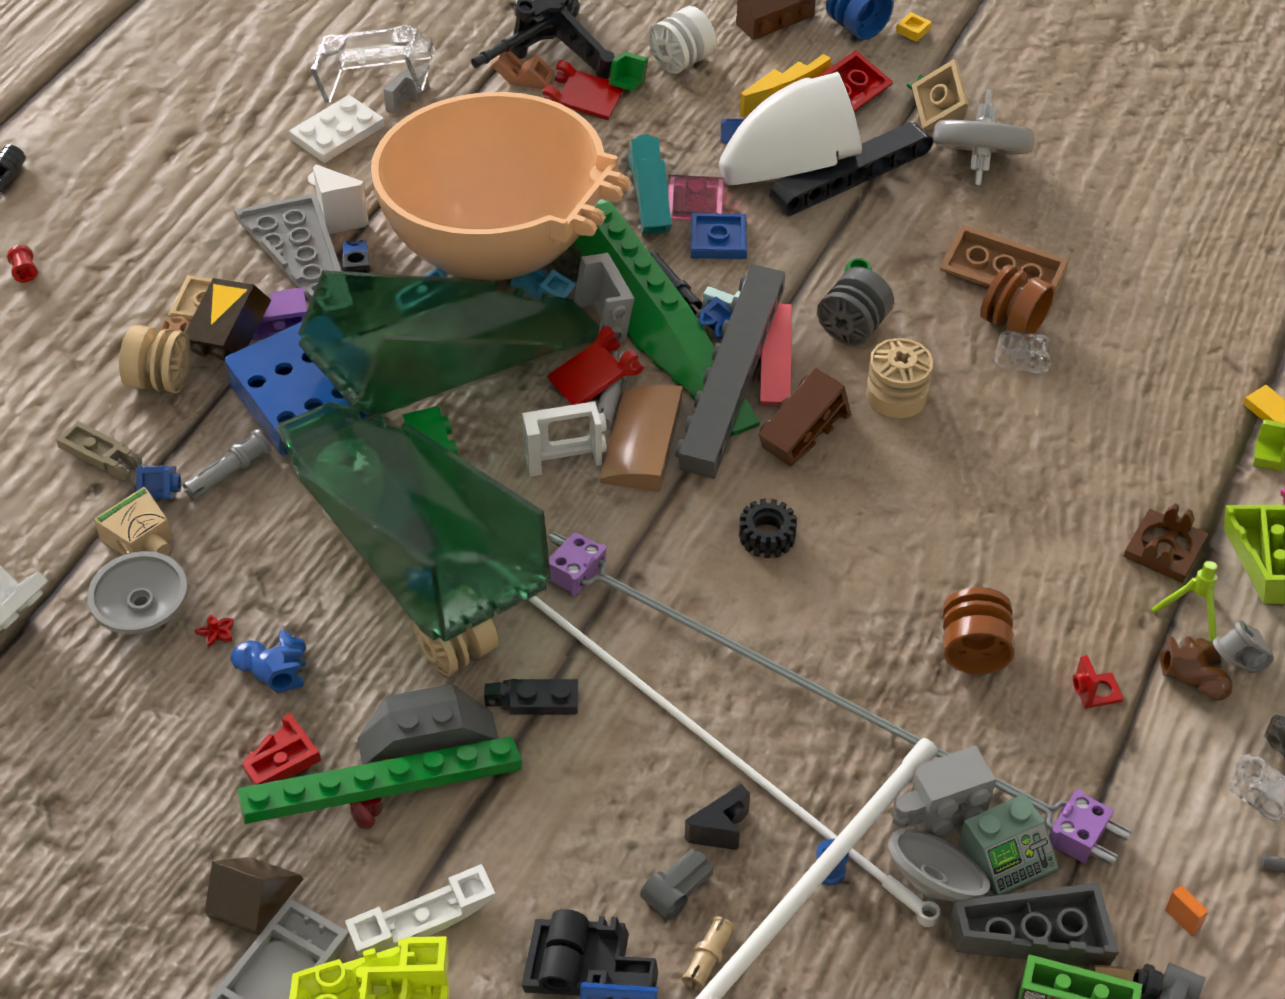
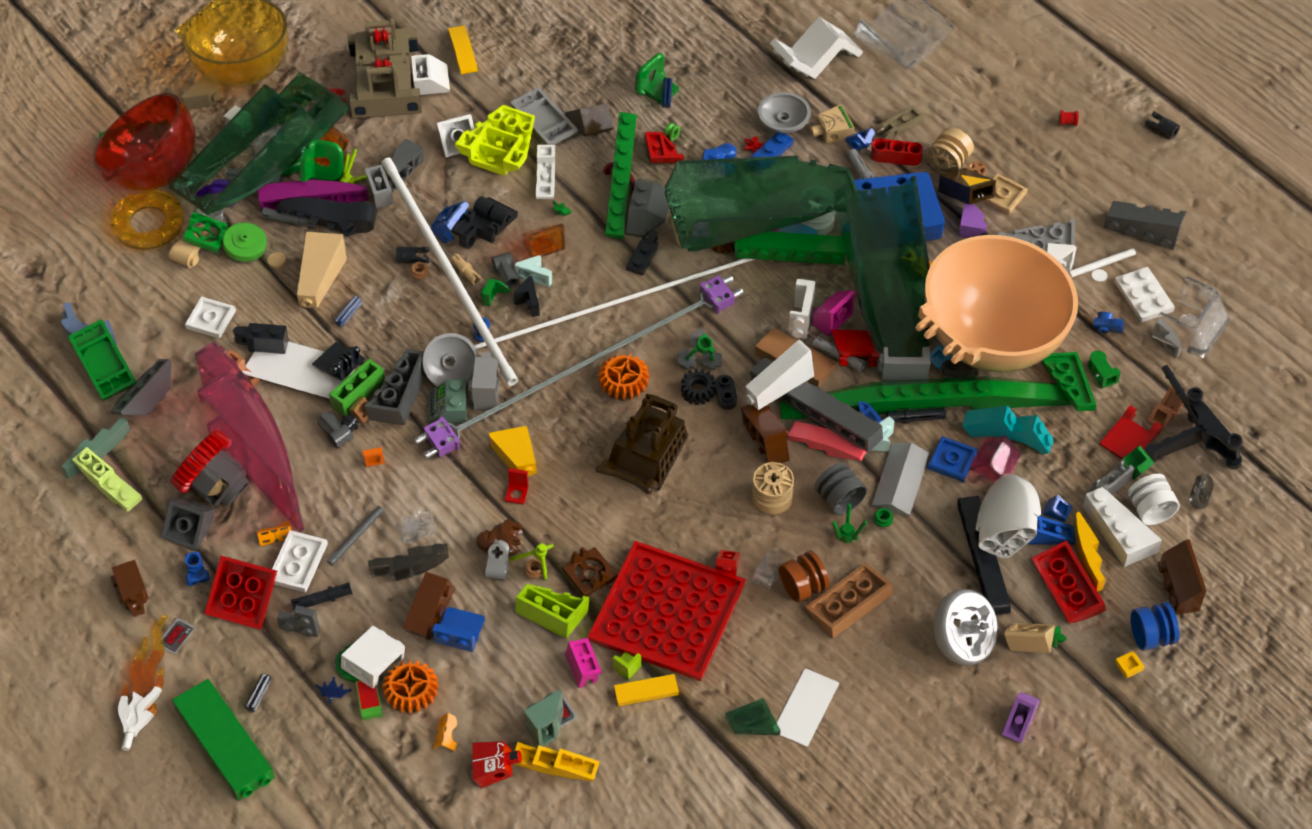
camera: 115 degrees right, 5 degrees up
(117, 815) = (654, 88): none -> green piece
(137, 790) = (666, 92): none -> dark blue axle
(169, 431) = (896, 152): none -> red beam
(214, 138) = (1146, 223): none -> dark grey wedge
(228, 602) = (775, 146): none -> blue plate
(232, 751) = (672, 131): none -> bright green bush
(288, 170) = (1103, 262): none -> white bar
(493, 855) = (561, 209): none -> green plant
(540, 390) = (834, 311): none -> dark pink slope
(595, 842) = (544, 240): none -> clear orange slope
(623, 19) = (1201, 491): none -> clear smoke plate
(658, 839) = (533, 268): none -> light aqua slope
(665, 87) = (1115, 478): none -> light grey hinge
(706, 527) = (703, 344): none -> dark grey plant
(728, 394) = (781, 376): none -> white slope
(735, 66) = (1120, 528): none -> white wedge
(738, 886) = (492, 287): none -> green plate
(754, 490) = (726, 390): none -> black plate
(804, 273) = (901, 478): none -> light grey slope
(807, 624) = (628, 376): none -> orange gear
(907, 296) = (847, 530): none -> green plant
(928, 521) = (643, 459): none -> dark brown piece
(978, 630) = (571, 439): dark orange wheel -> none
(1033, 710) = (514, 448): none -> yellow slope
(1041, 394) = (728, 561): none -> red slope
(1047, 86) = (1020, 717): none -> medium lavender slope
(1160, 437) = (667, 610): none -> red plate
(1178, 271) = (806, 706): none -> white sticker
(1220, 606) = (533, 564): none -> medium nougat plate
(1242, 304) = (753, 719): none -> clear green wing

